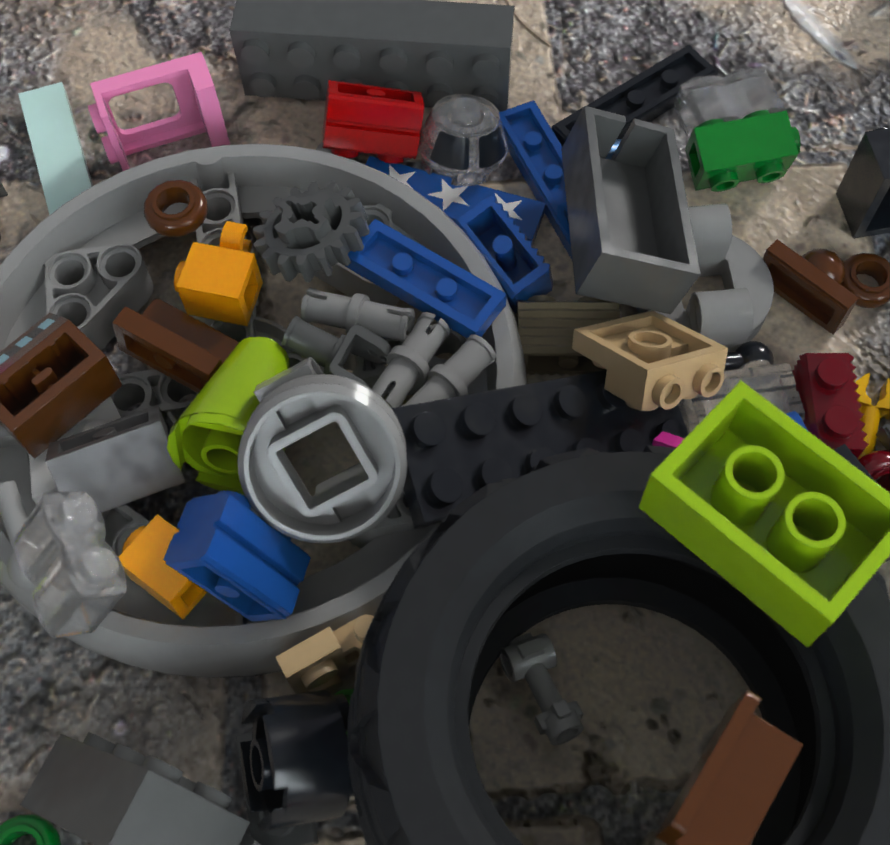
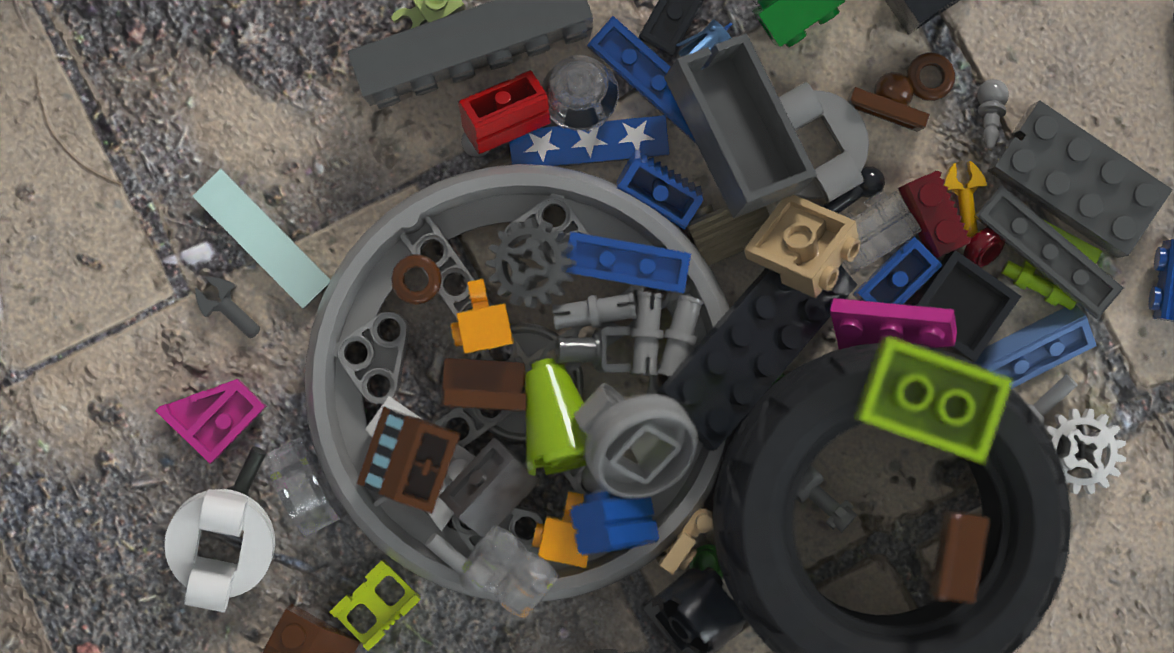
camera: 30 degrees left, 25 degrees up
(196, 99) = (327, 172): bright pink window -> none

